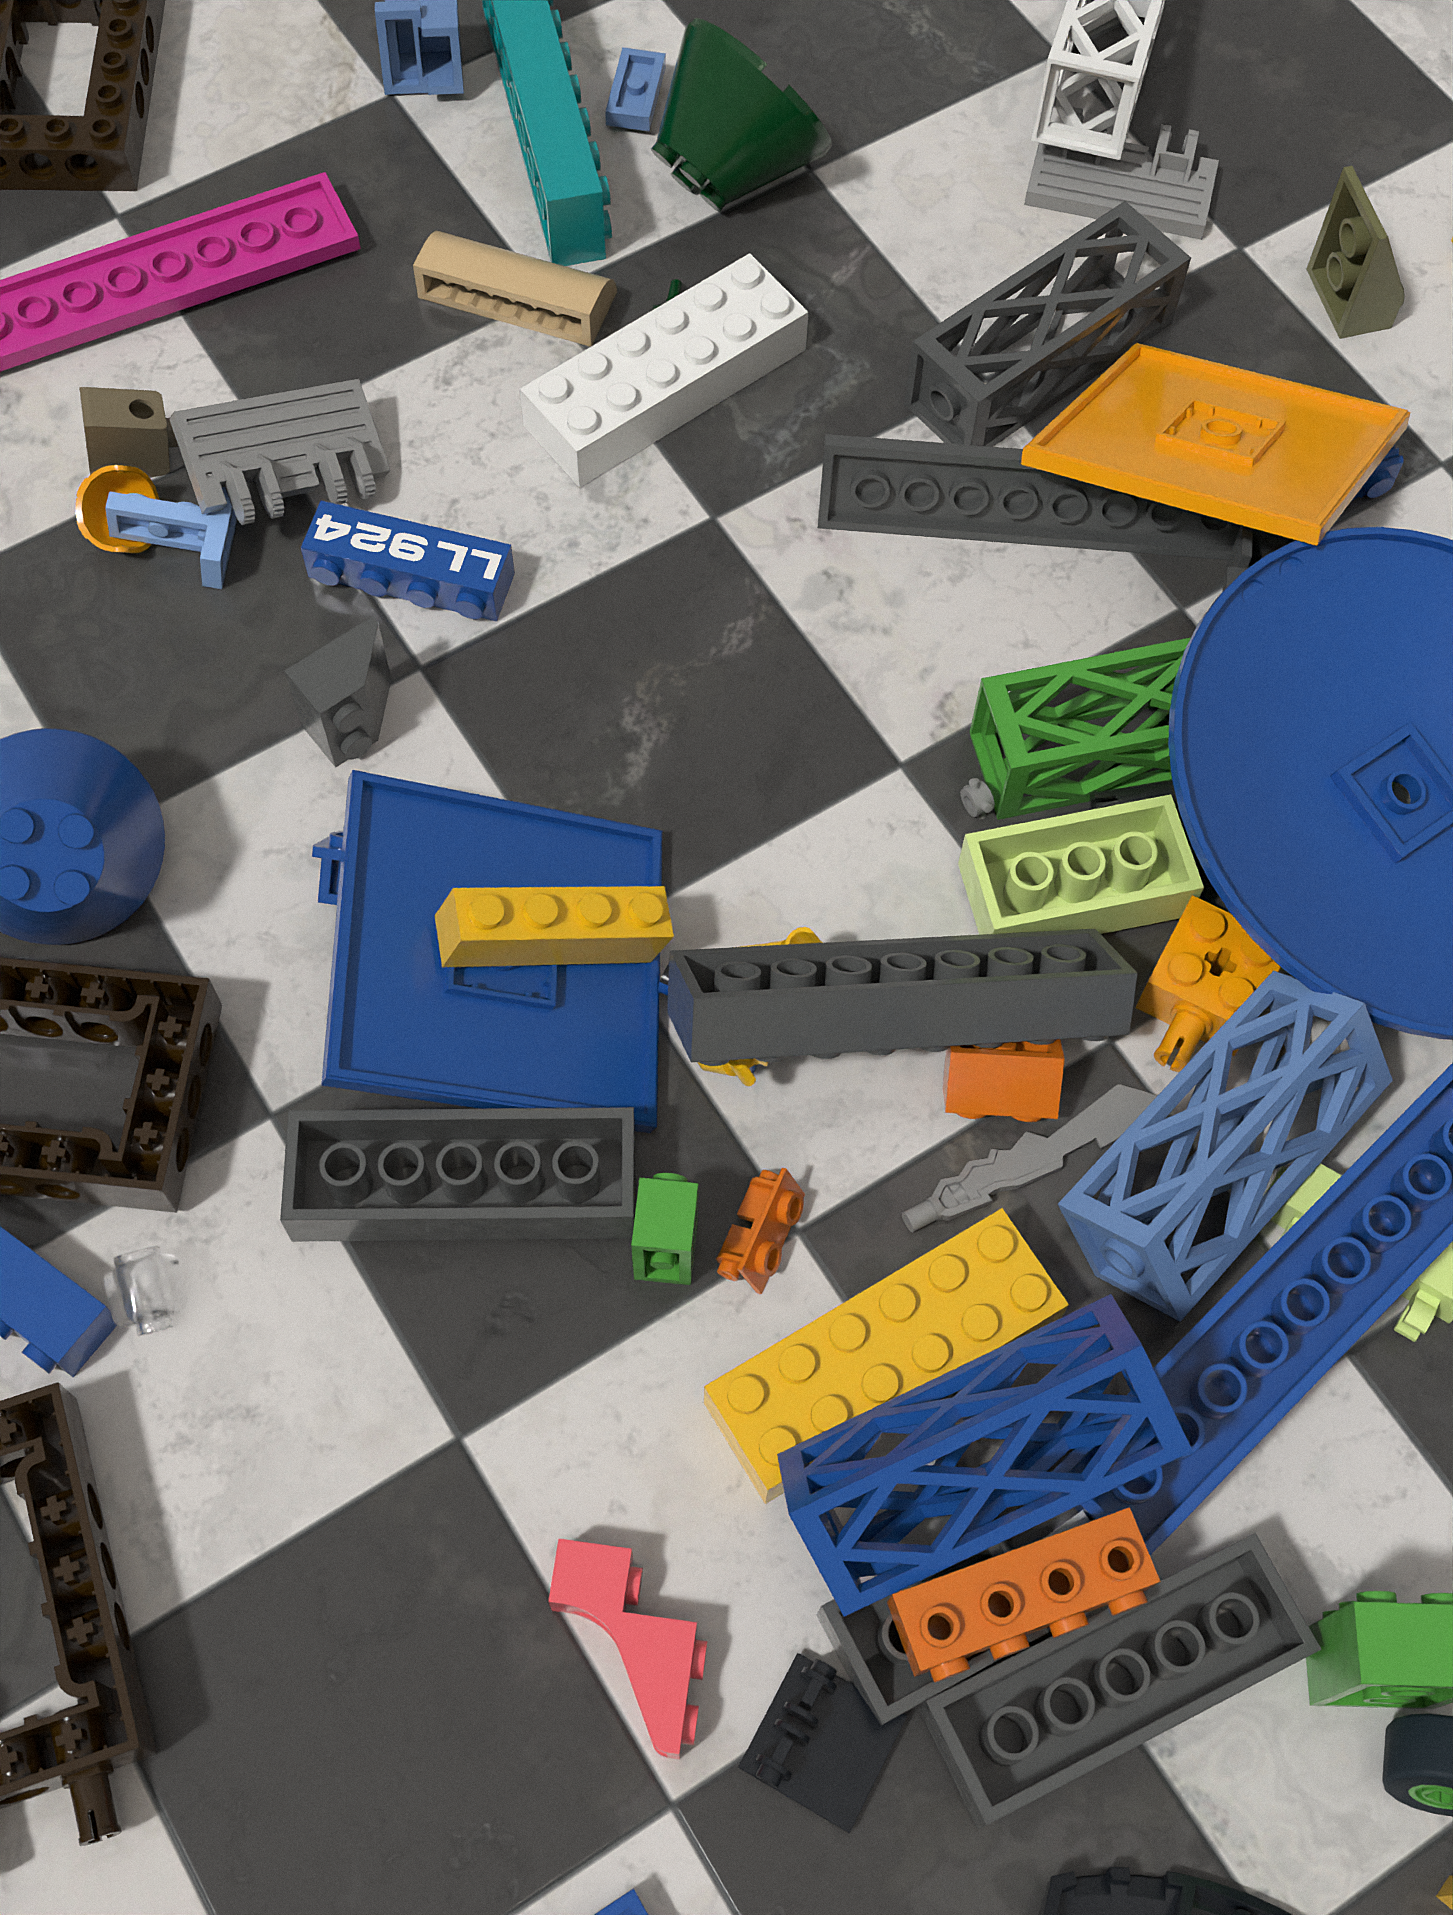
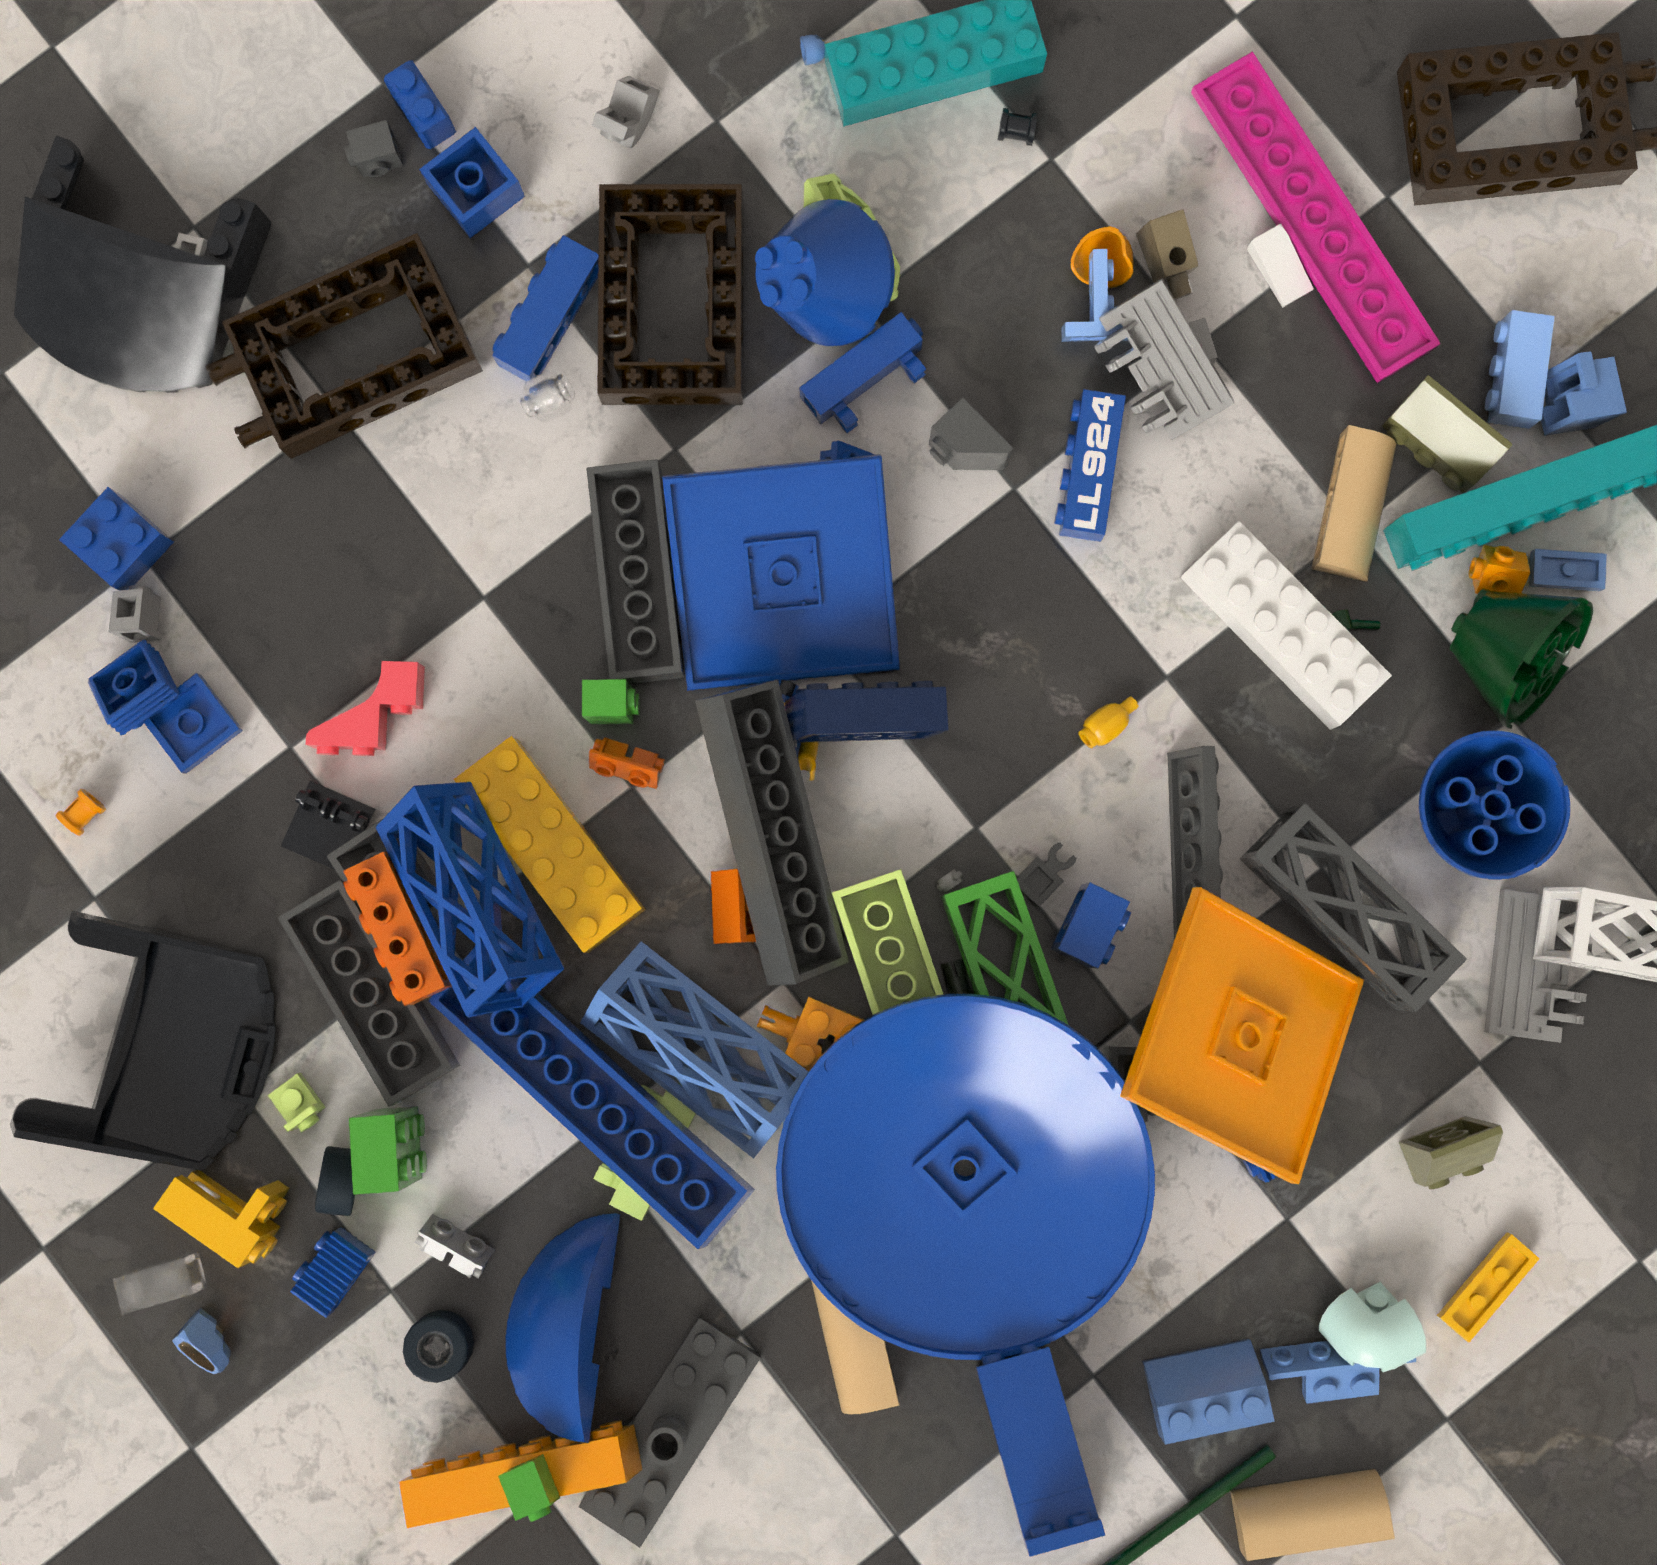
camera: 90 degrees right, 20 degrees up
(178, 329) = (1280, 265): none -> white slope
(205, 832) = (862, 368): none -> blue brick
(376, 101) = (1519, 369): none -> light blue brick
(444, 170) = (1446, 435): none -> slope
(552, 925) = (795, 604): yellow brick -> none
(627, 145) = (1499, 570): none -> light orange brick
(730, 845) = (867, 713): none -> dark blue brick
(771, 584) = (1107, 723): none -> yellow plant
(933, 156) = (1494, 805): none -> blue cone
(966, 670) = (1041, 877): none -> dark grey plate
(1029, 1158) = (695, 933): light grey sword -> none
(1054, 613) = (1091, 926): none -> blue brick
(1306, 1840) = (297, 1103): none -> yellowish green bracket

